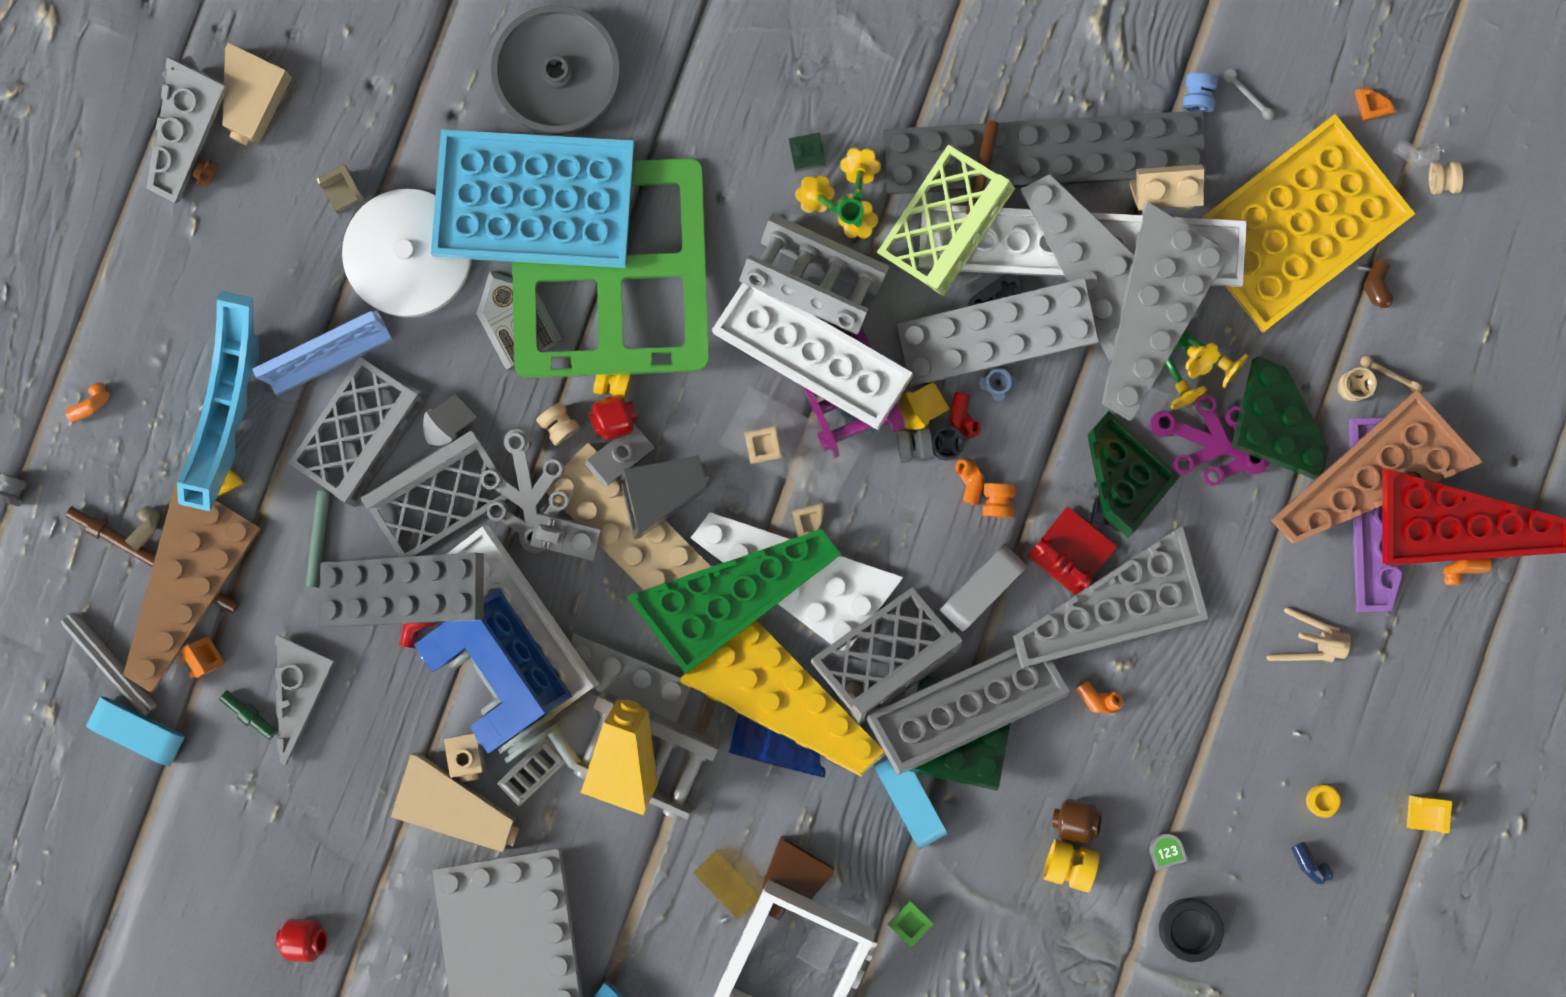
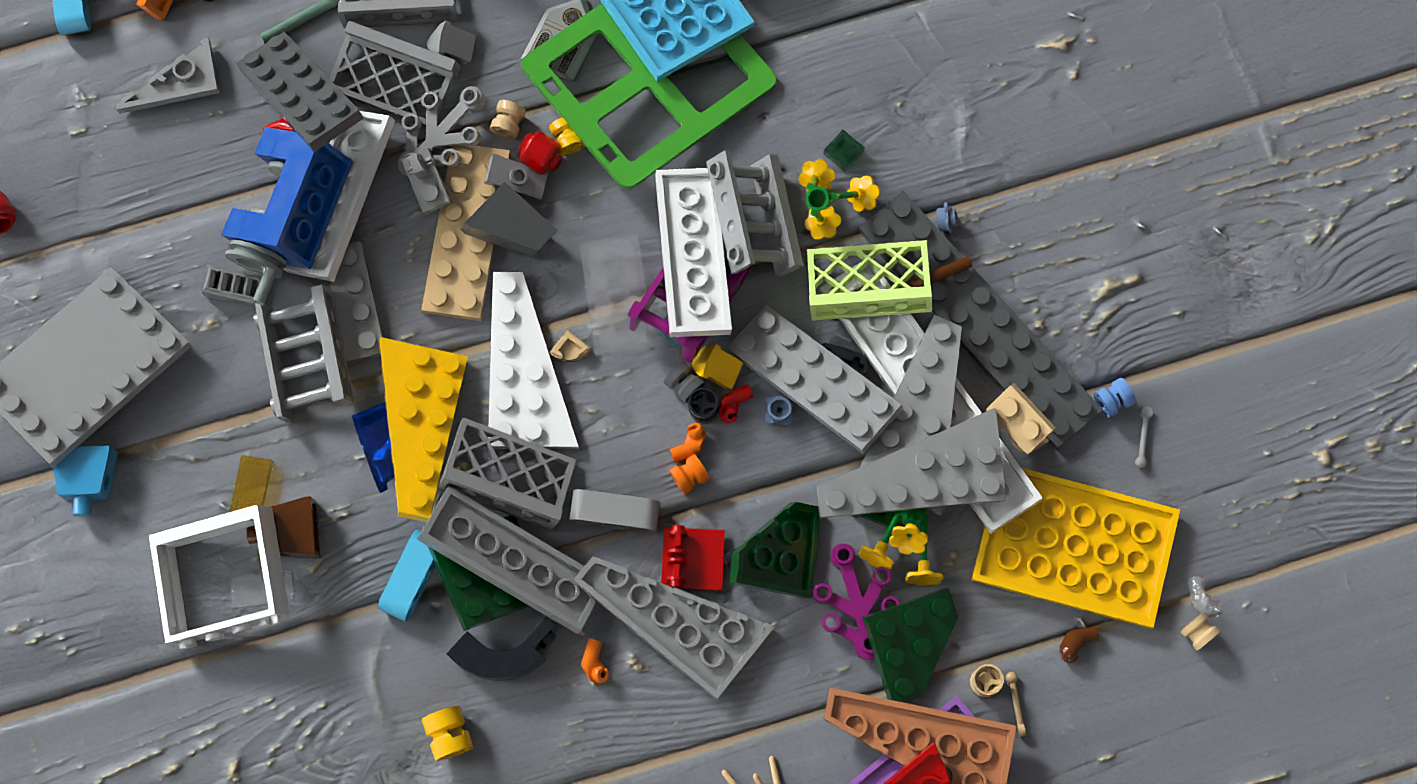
camera: 55 degrees right, 10 degrees down
(248, 715) = (136, 61): dark green bar -> none
(451, 807) = (167, 244): tan slope -> none
(464, 757) = (208, 229): tan brick -> none
(623, 759) = (285, 331): yellow slope -> none
(715, 604) = (456, 322): green wing -> none
(763, 445) = (600, 271): tan tile -> none
(910, 923) = (315, 642): bright green tile -> none
(937, 111) = (946, 218): none -> sand blue plate
(1045, 780) = (506, 664): none -> black arch
(1077, 821) = (486, 713): reddish brown head -> none
(1373, 104) = (1212, 536): orange tile -> none

